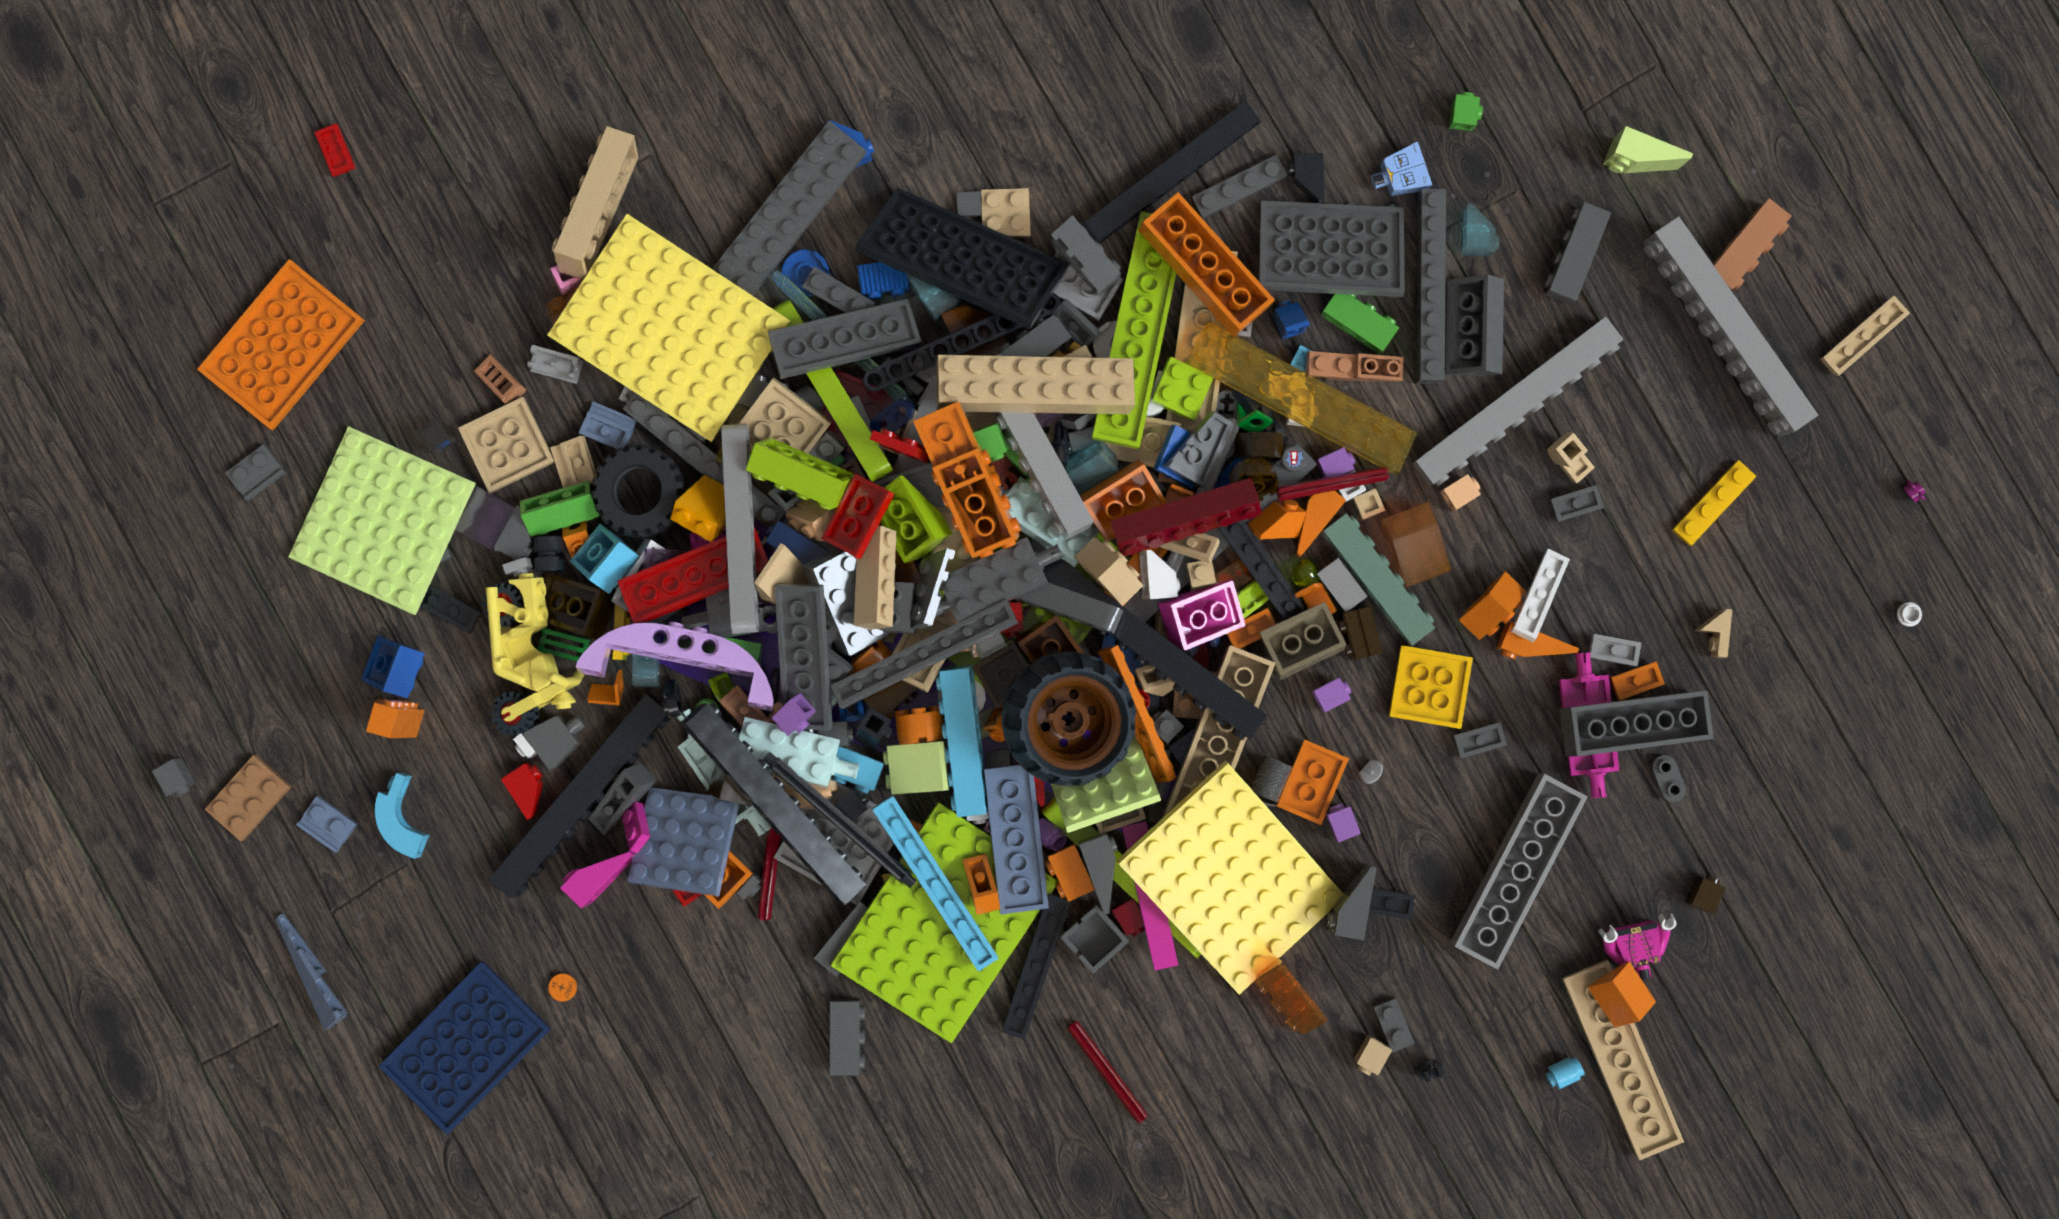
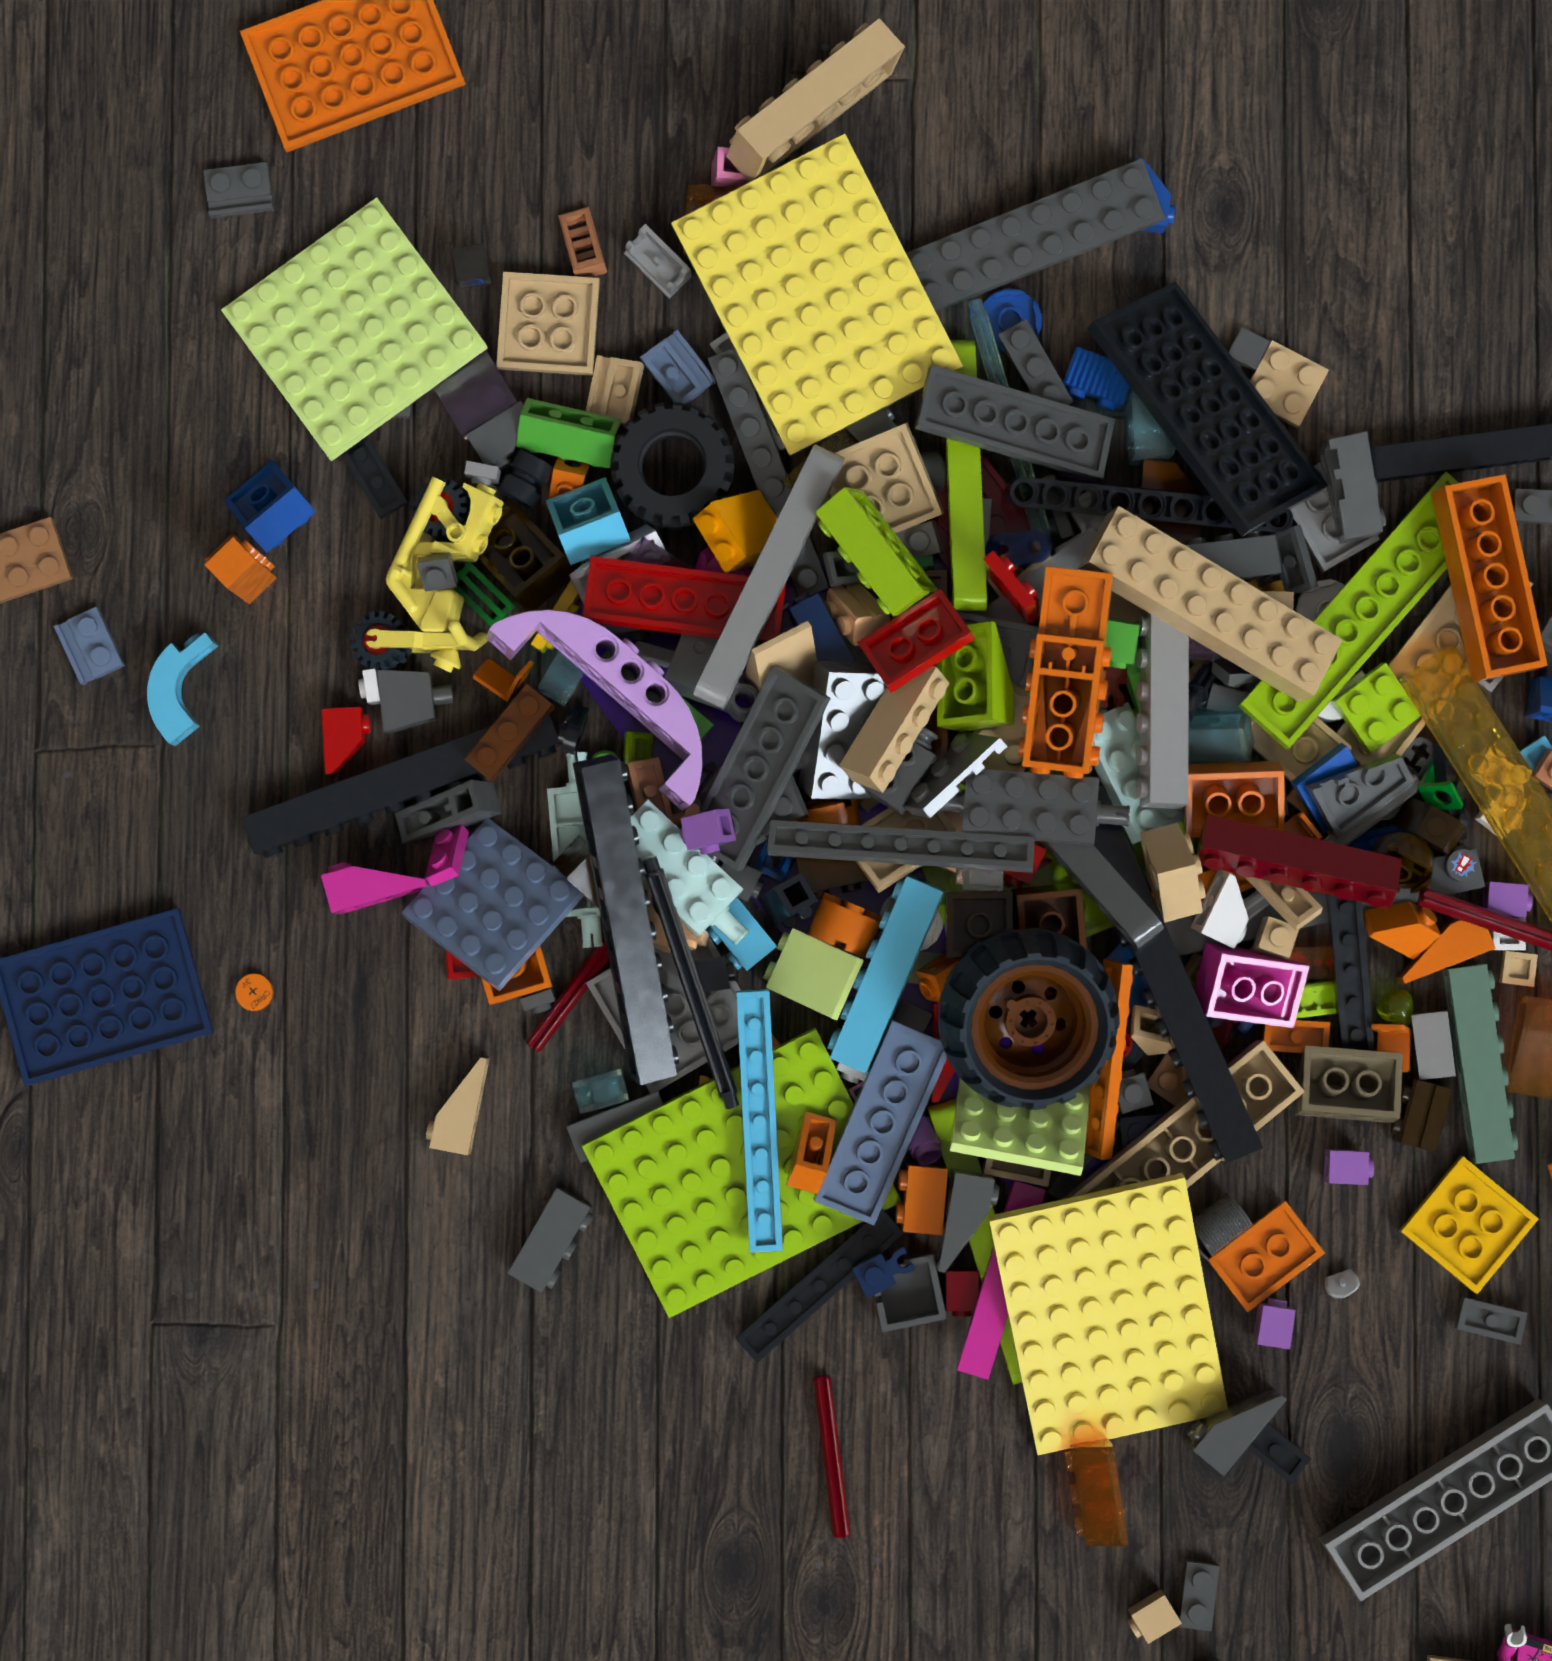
camera: 30 degrees right, 0 degrees up
(524, 647) = (437, 571): none -> dark grey plate
(631, 725) = (509, 733): none -> reddish brown brick
(741, 993) = (458, 1118): none -> tan slope
(823, 922) = (607, 1090): none -> clear light blue brick
(900, 575) = (925, 738): none -> dark grey bush
(1068, 937) = (877, 1273): none -> dark blue plate

